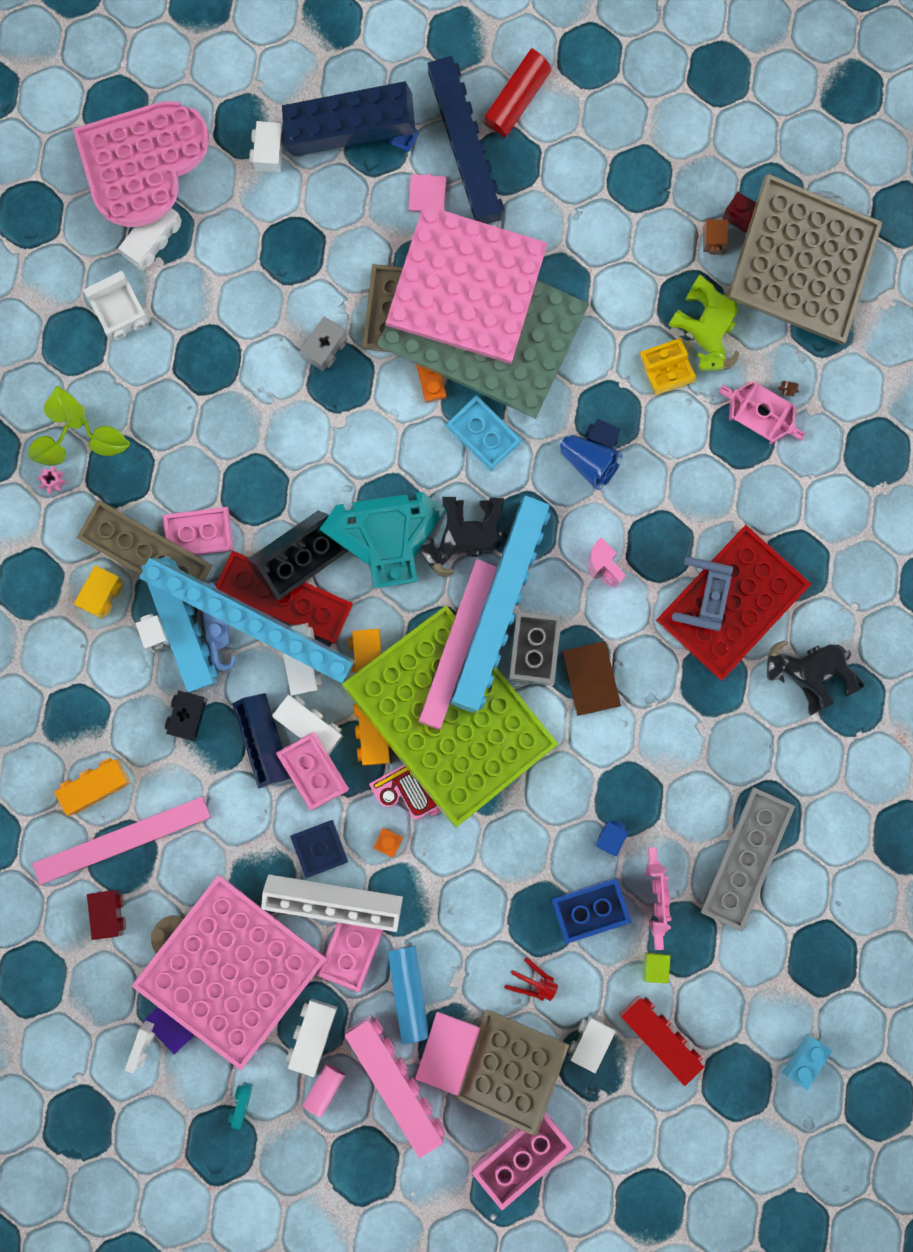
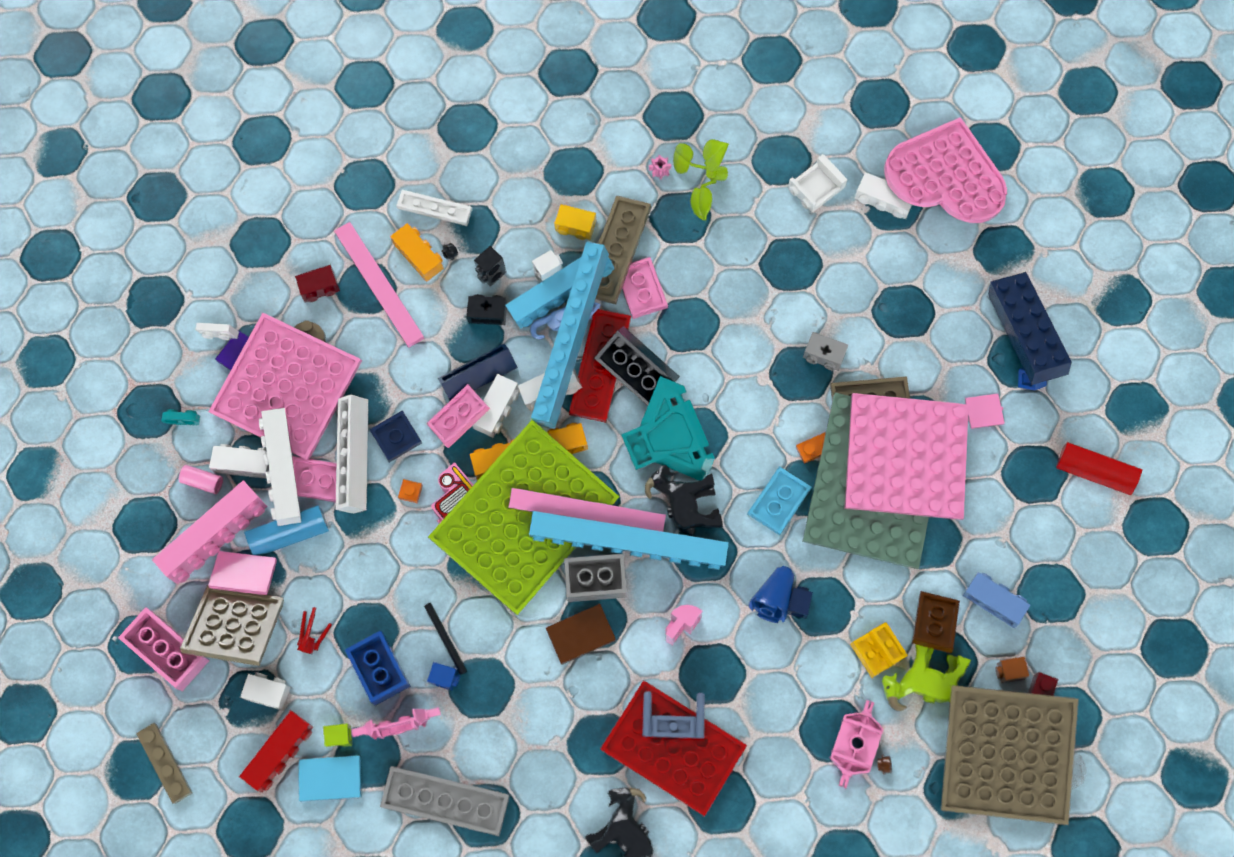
camera: 85 degrees right, 10 degrees down
(38, 757) = (434, 207): none -> white plate
(100, 747) = (449, 251): none -> black plate
(134, 702) = (489, 266): none -> black brick
(268, 147) = (984, 270): white brick -> none
(333, 989) = (280, 467): none -> white brick
(464, 140) = (1039, 431): dark blue brick -> none
(568, 829) = (445, 638): none -> black bar
(638, 232) = (996, 599): none -> medium blue brick
(649, 1173) = (164, 763): none -> dark tan plate
(652, 299) = (935, 622): none -> reddish brown tile
(699, 984) = (330, 778): none -> medium azure tile

